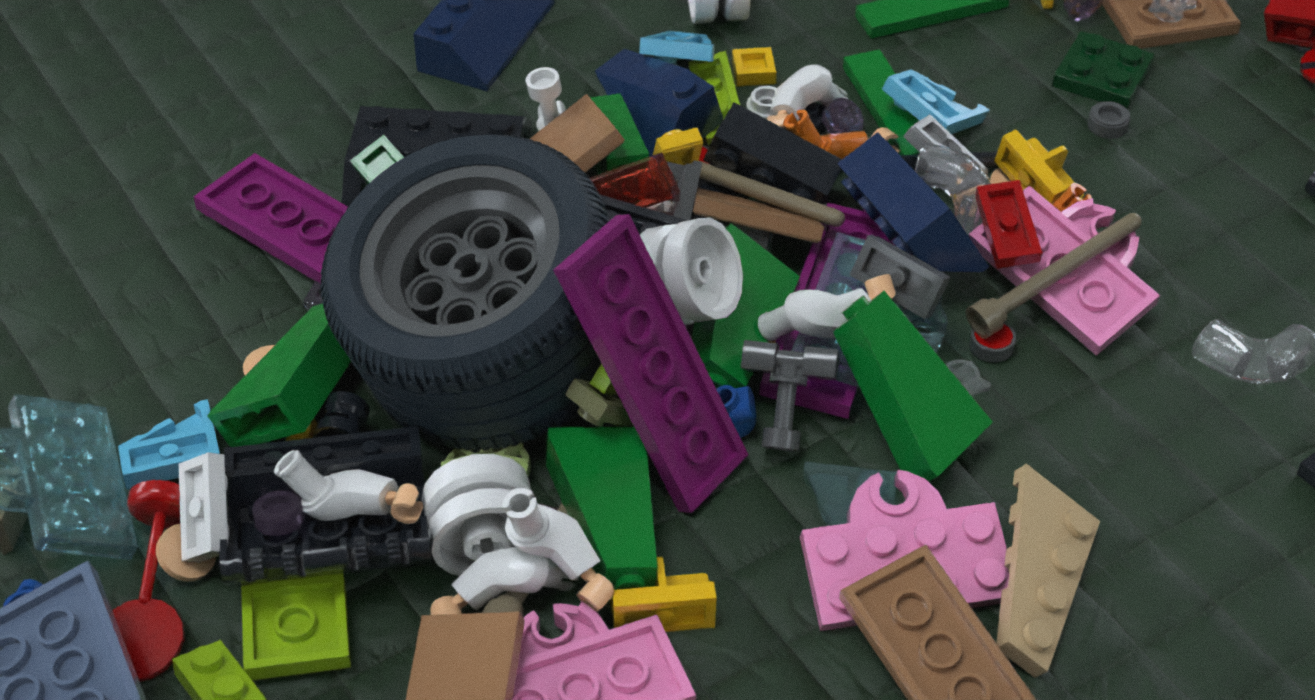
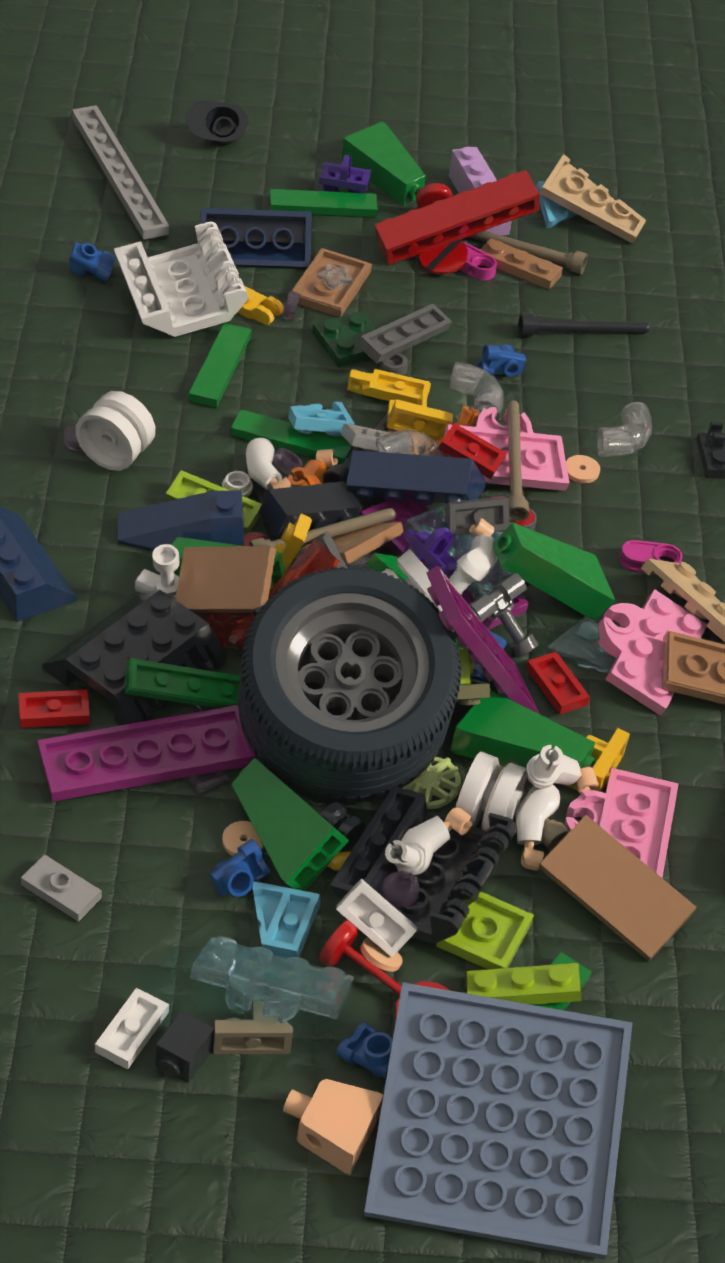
camera: 60 degrees left, 0 degrees up
(88, 273) = (61, 887): none -> light grey plate
(204, 377) = (240, 871): none -> blue plate
(312, 144) = (54, 708): none -> red plate
(677, 45) = (154, 485): medium azure wing -> none
(753, 66) = (193, 465): yellow tile -> none
(754, 500) = (557, 683): none -> red plate
(798, 262) = (432, 548): none -> dark purple hips
(1061, 126) = (387, 386): none -> yellow hinge
(1076, 478) = (636, 552): none -> dark pink piece
(1156, 94) = (404, 333): none -> dark grey plate
(1160, 193) = (480, 385): none -> clear cylinder
(1165, 346) = (577, 463): none -> light nougat wheel
(1230, 194) = (502, 360): none -> blue plate

